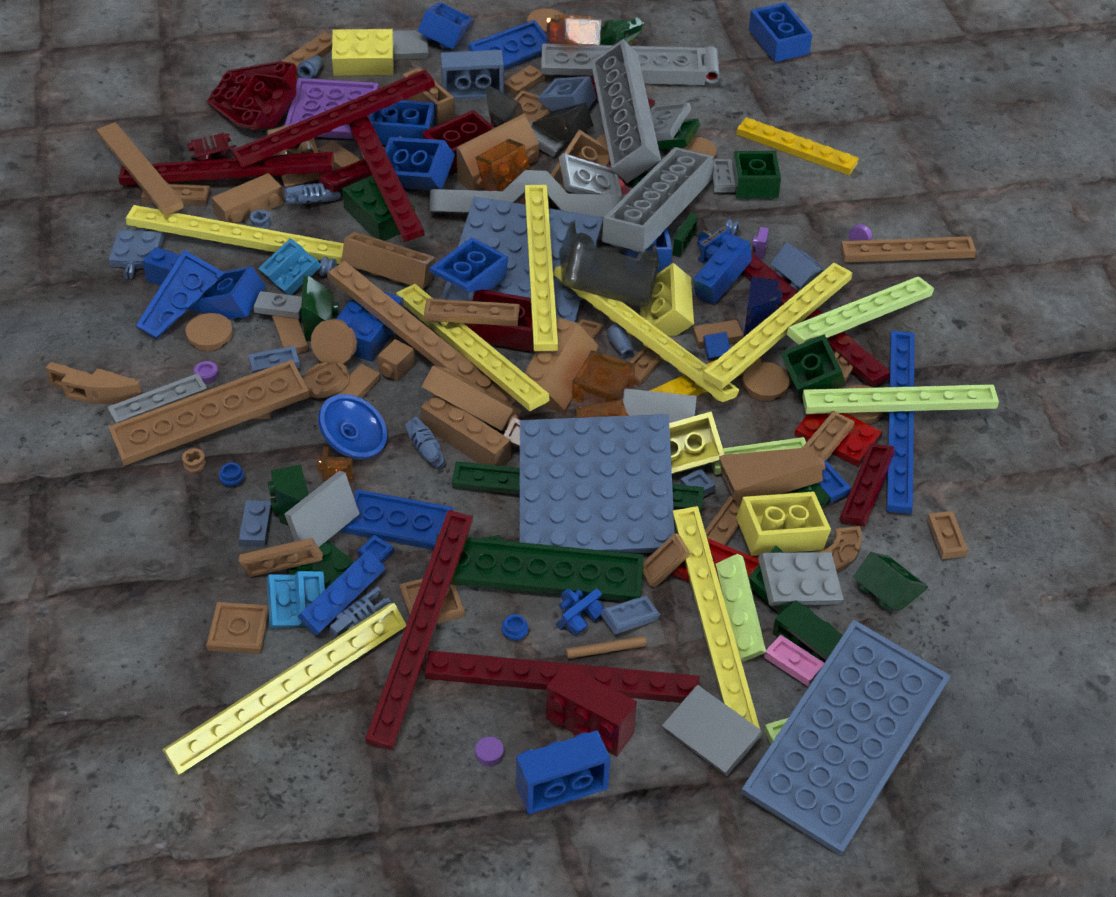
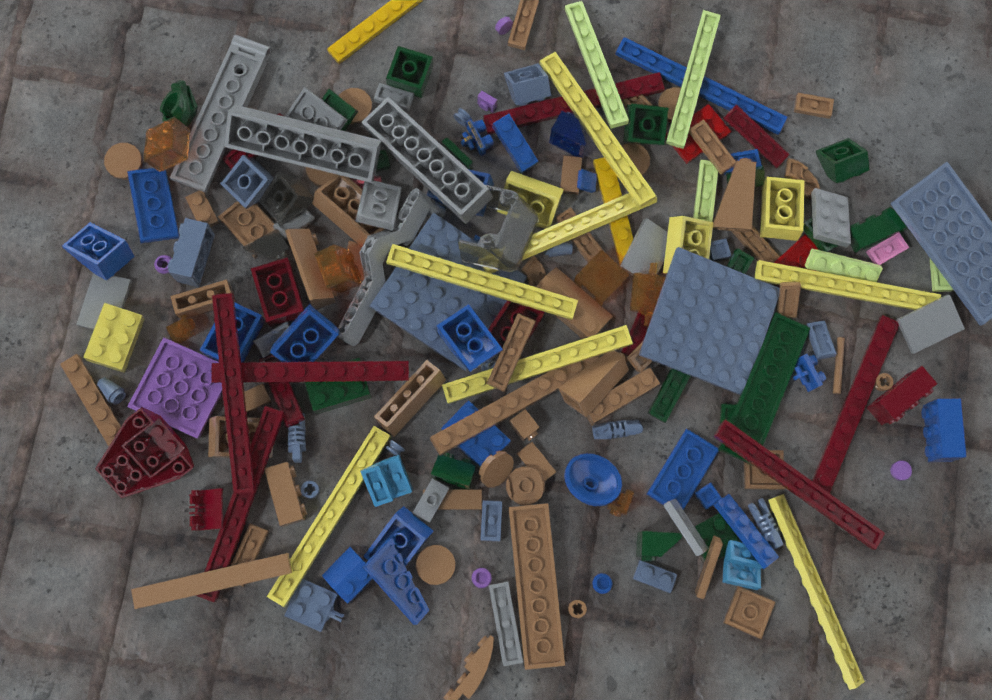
camera: 75 degrees left, 30 degrees up
(514, 627) = (806, 420): blue plate -> none

